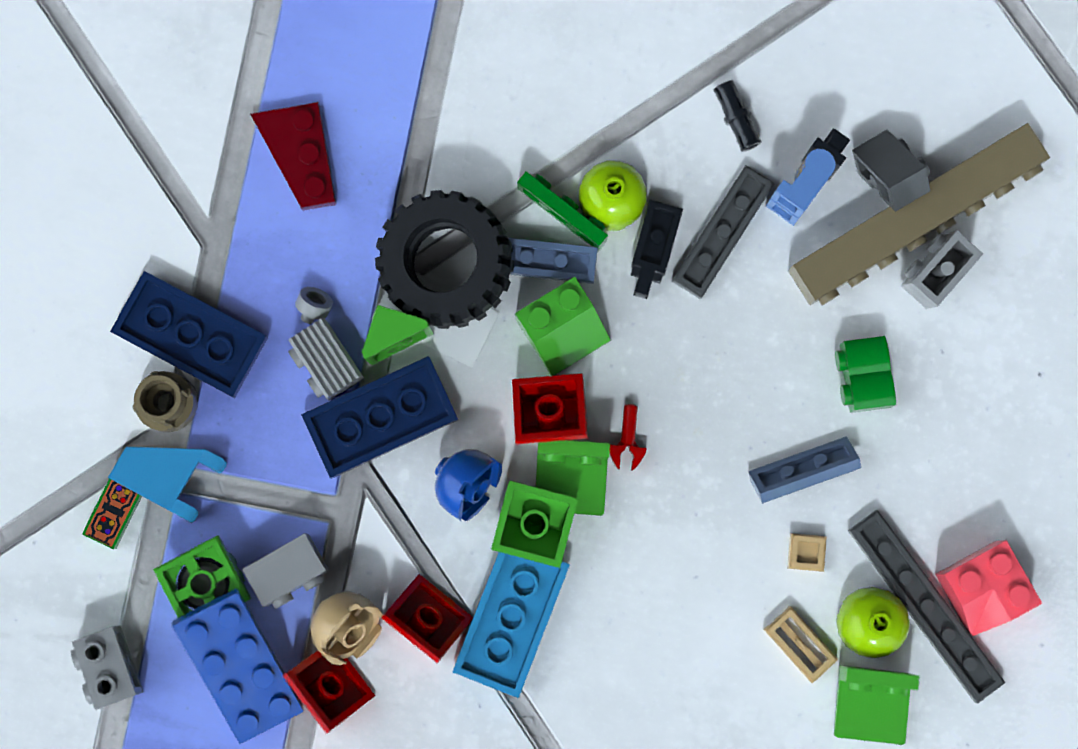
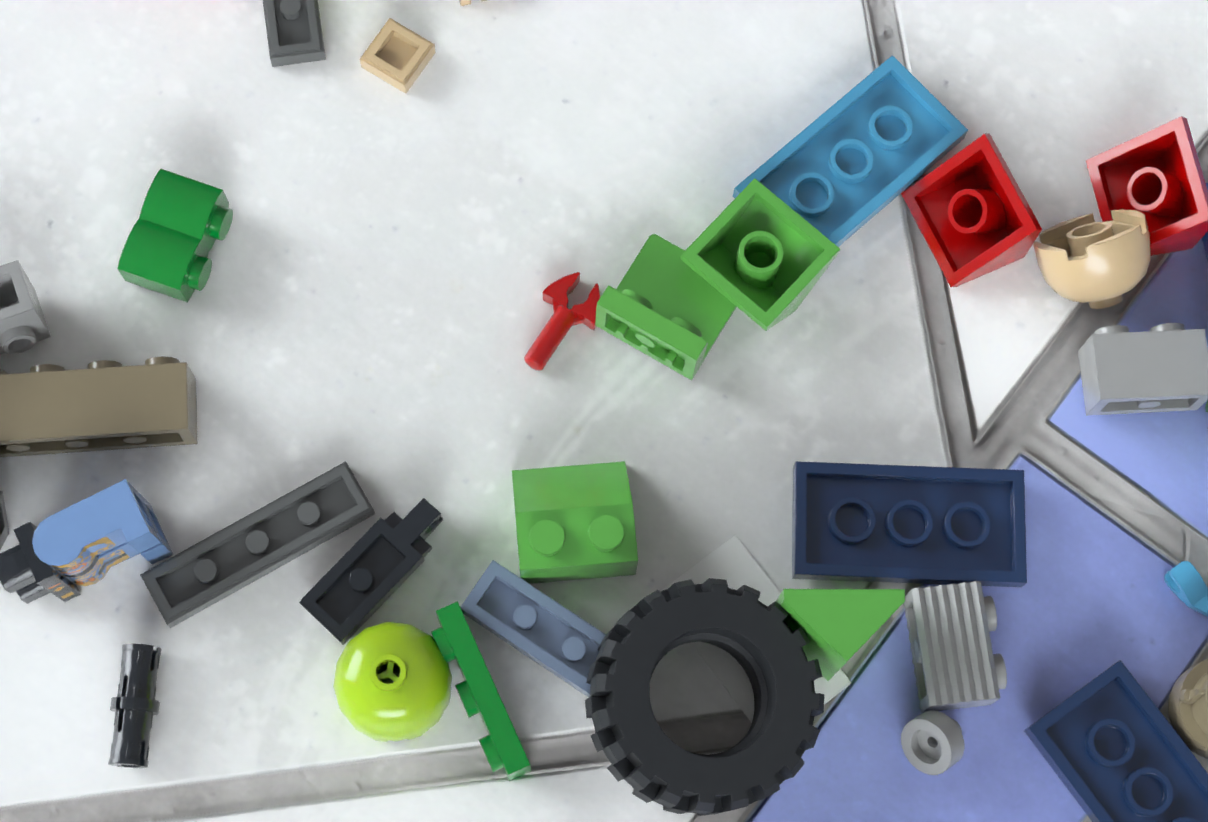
camera: 155 degrees left, 10 degrees down
(464, 481) = (831, 365): blue cylinder -> none
(549, 408) = (659, 392): red slope -> none
(804, 469) = (338, 154): sand blue plate -> none

